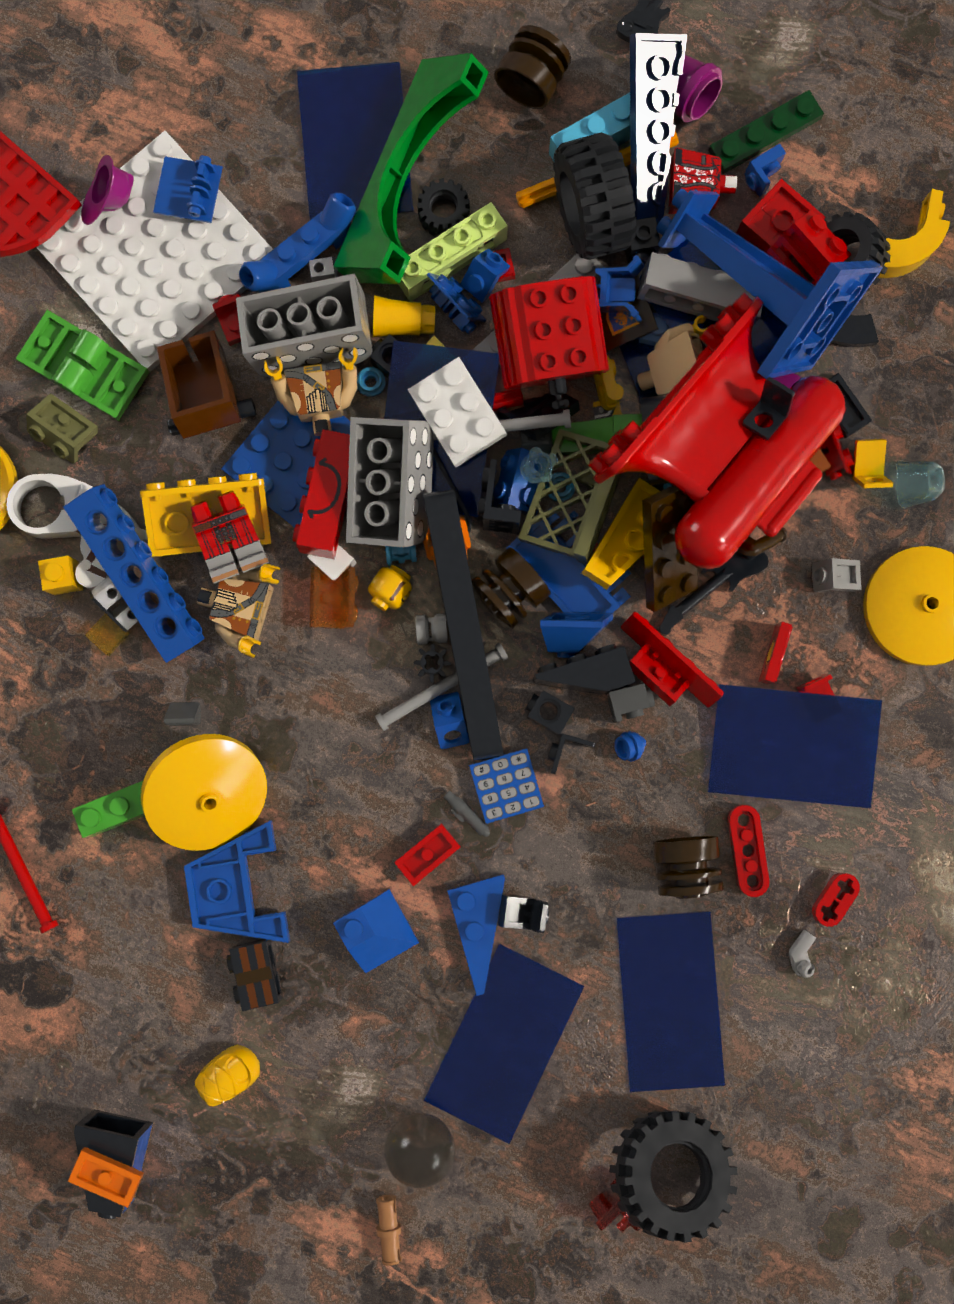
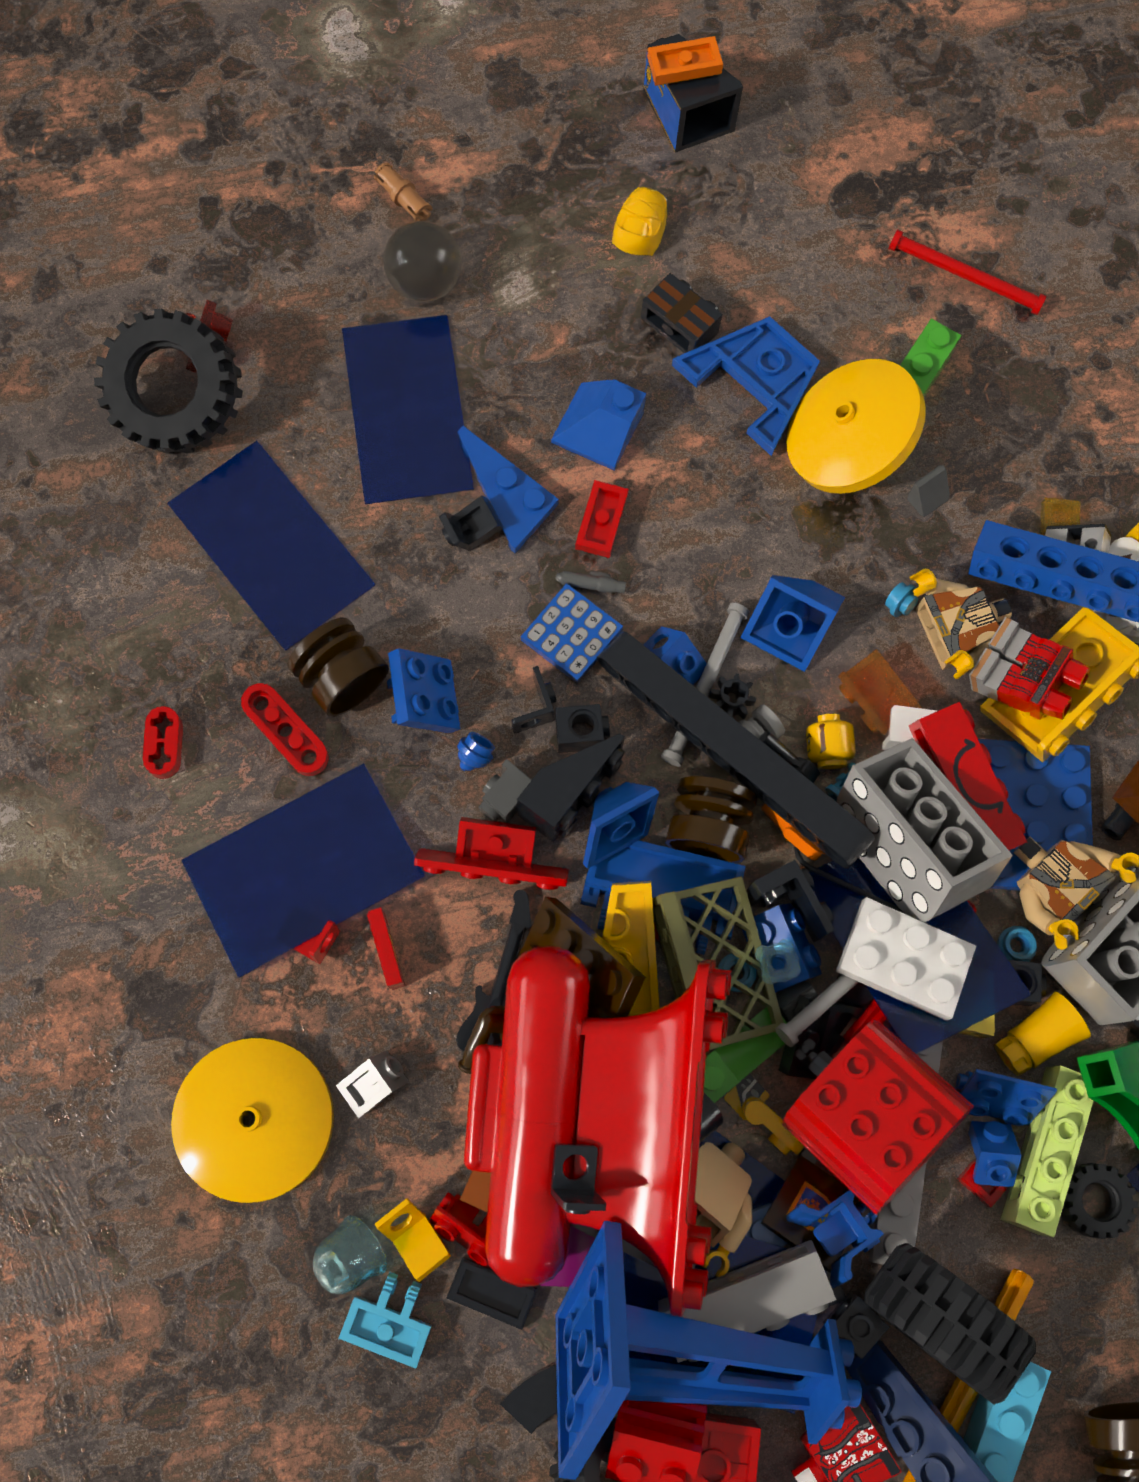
camera: 140 degrees right, 10 degrees down
(265, 651) = (901, 600): none -> dark azure plate
(349, 687) = (792, 619): none -> blue slope
(428, 595) = (803, 765): none -> black bar
(640, 808) = (423, 691): none -> blue plate
(799, 957) = (167, 664): light grey arm -> none
(919, 426) = (387, 1330): none -> medium azure hinge

